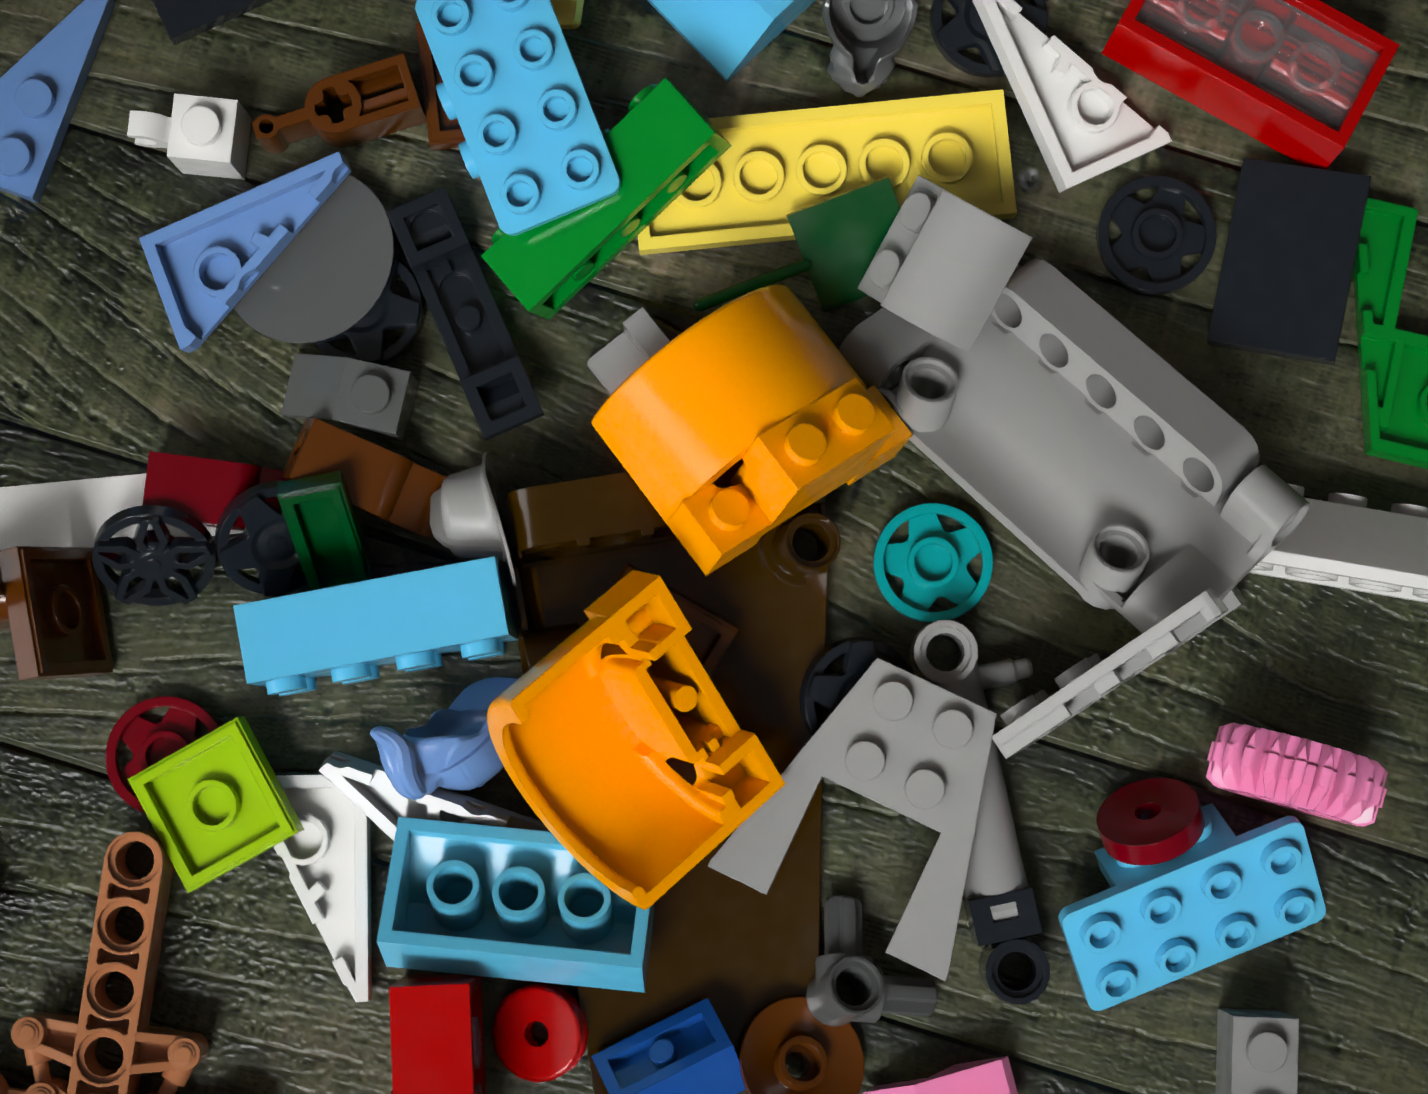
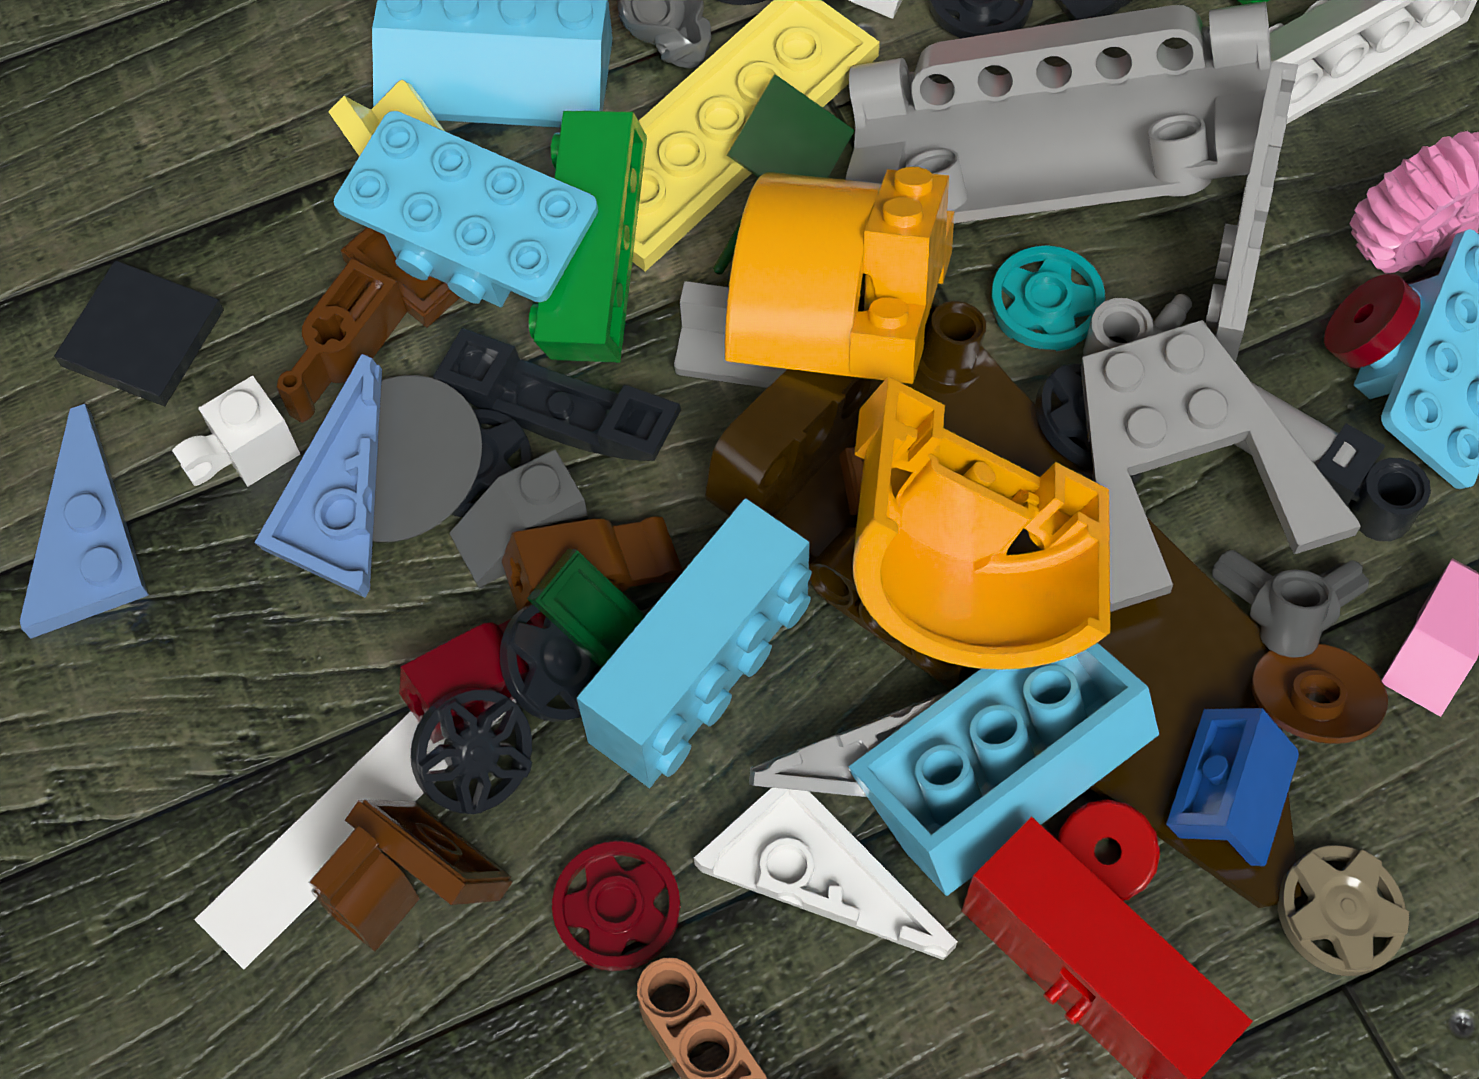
camera: 40 degrees left, 20 degrees down
(216, 804) = (693, 894): lime tile -> none
(448, 750) = (841, 681): medium blue hair -> none
(468, 515) = (697, 502): light grey piece -> none
(944, 264) = (866, 85): light grey brick -> none

